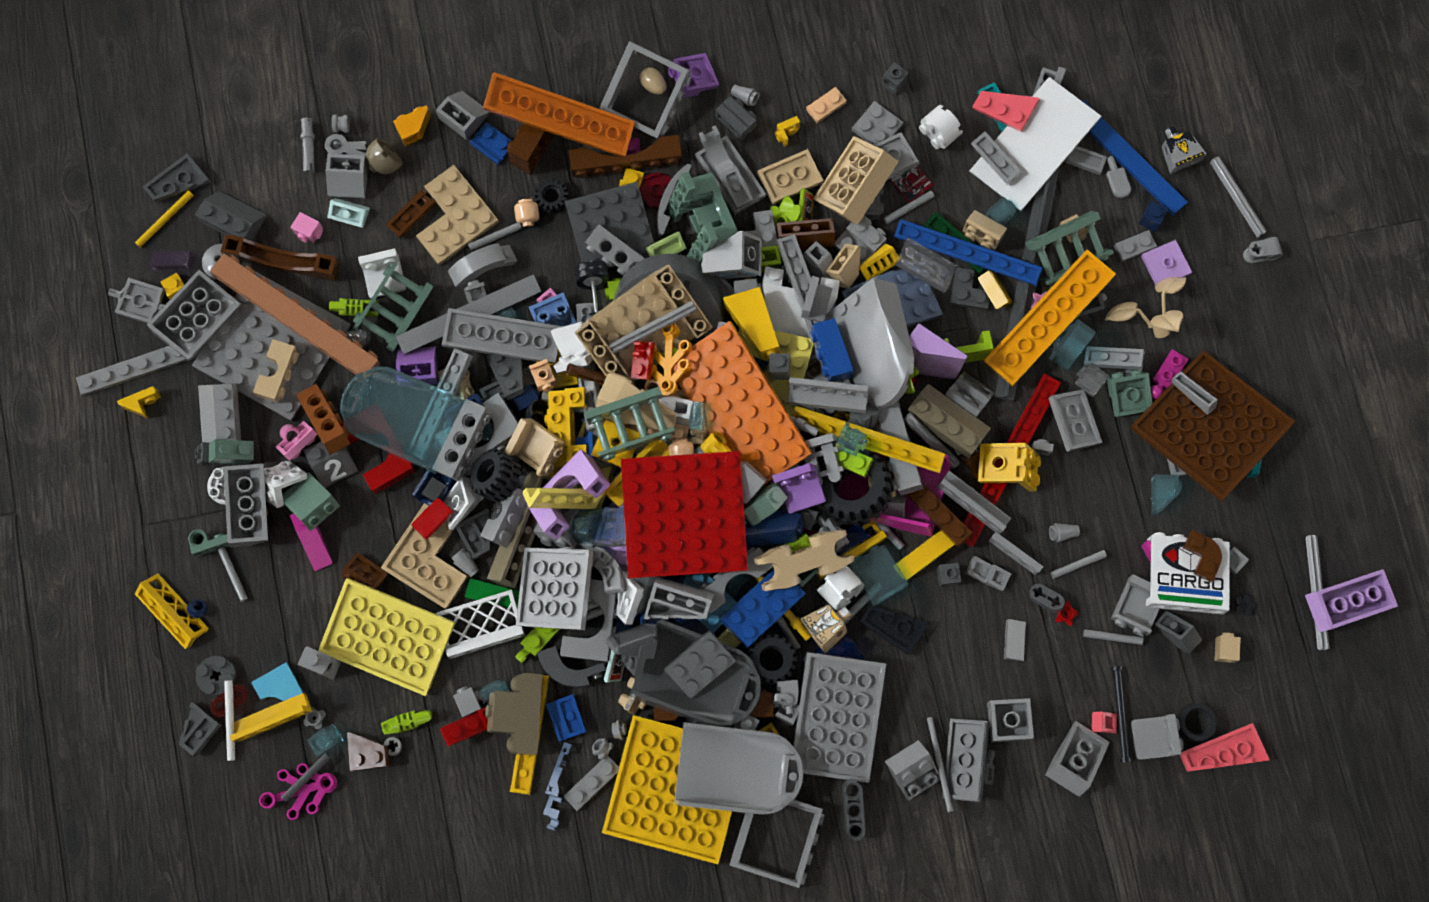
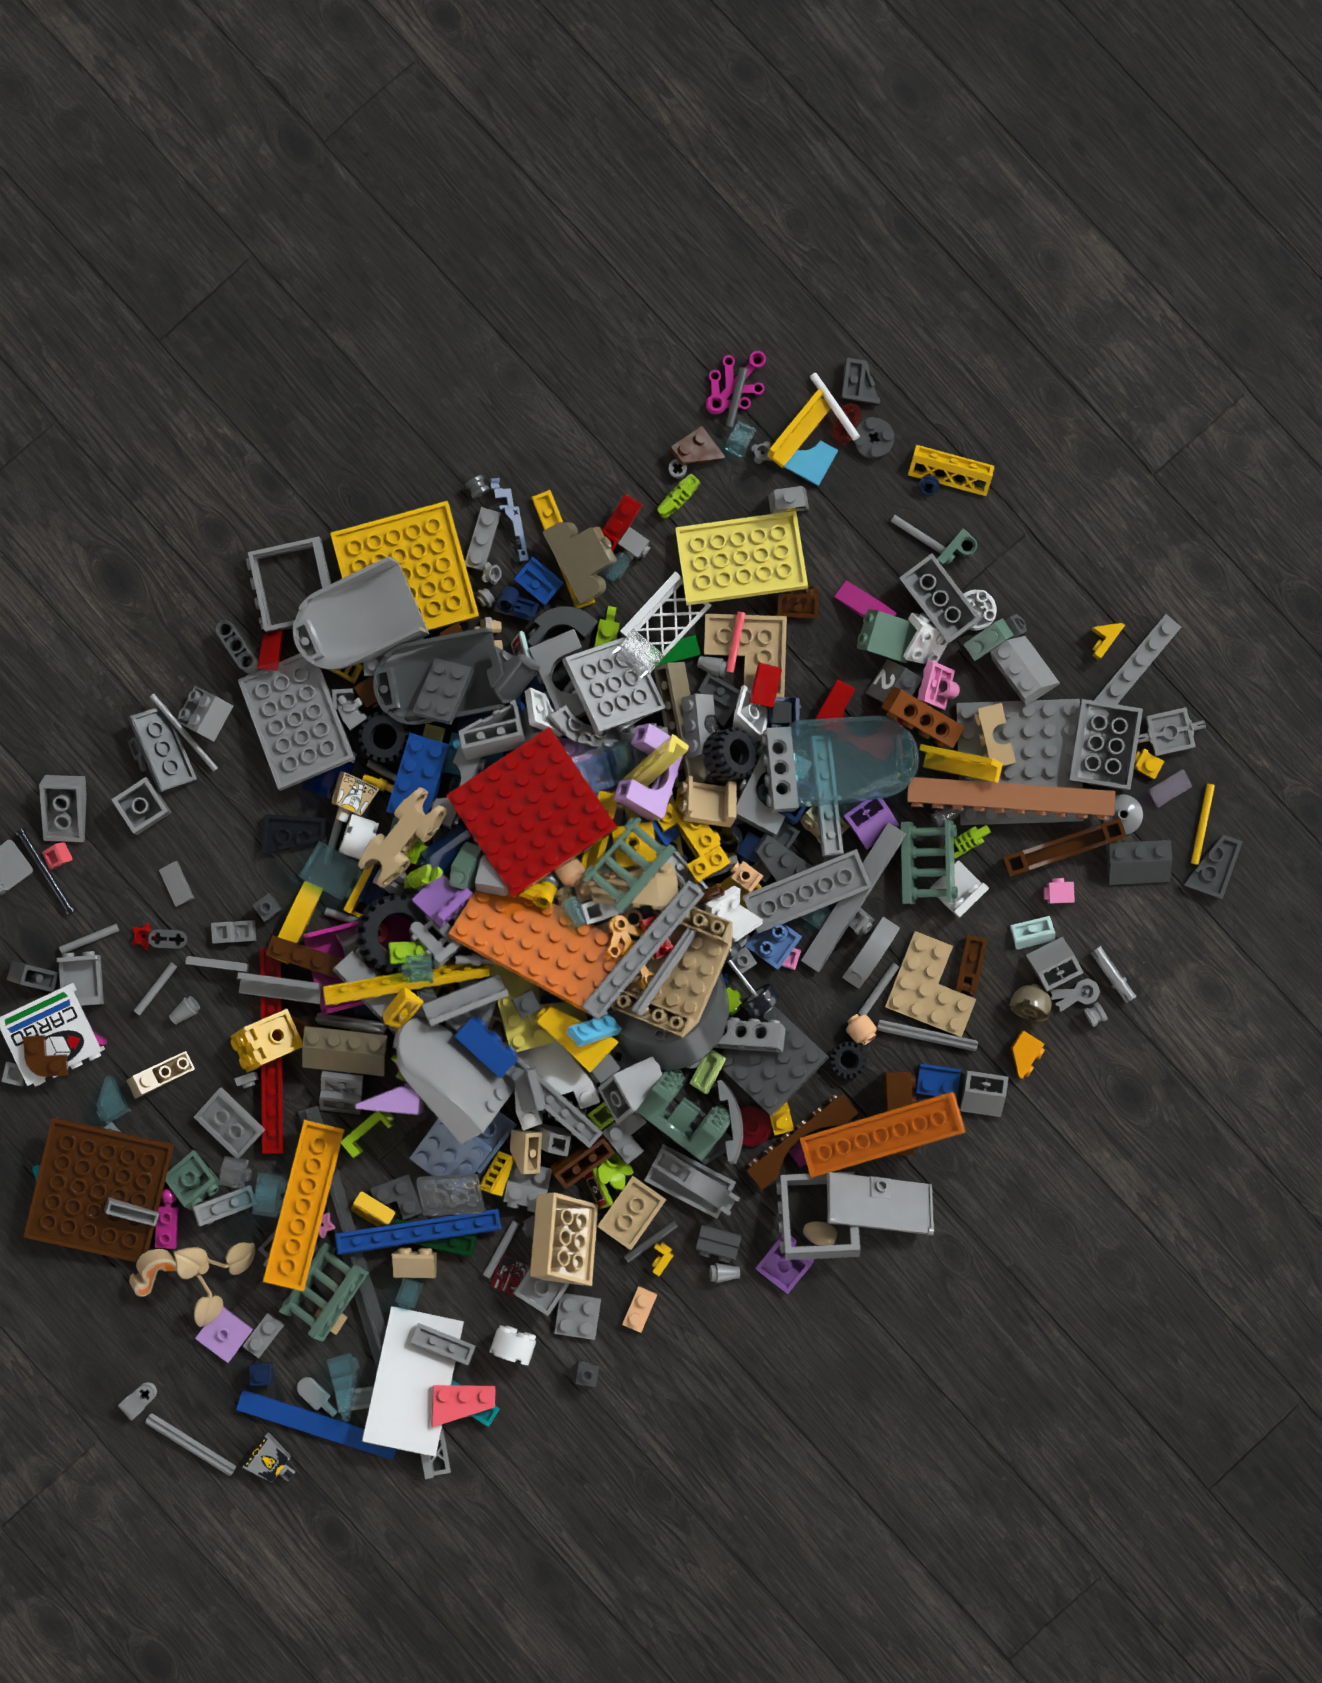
camera: 155 degrees right, 10 degrees up
(316, 364) = (961, 763): none -> yellow fence
(435, 569) = (735, 642): none -> coral bar
(479, 181) = (927, 1035): none -> light grey axle
(519, 603) = (638, 653): none -> clear brick
(569, 830) = (477, 486): none -> dark grey wheel
(593, 73) = (880, 1203): none -> light grey door
(599, 709) = (513, 605): none -> dark blue plate
(659, 350) = (643, 950): none -> light grey tile
(737, 312) = (594, 1030): none -> medium azure plate
(787, 149) = (651, 1241): none -> dark grey bar
(806, 516) = (422, 877): none -> lime hinge
(827, 790) = (271, 650): none -> red slope
(884, 418) = (402, 1008): none -> yellow slope
(1087, 179) = (344, 1379): none -> clear light blue slope
(1112, 491) = (160, 1074): none -> tan slope
(1202, 343) = (148, 1267): none -> tan animal

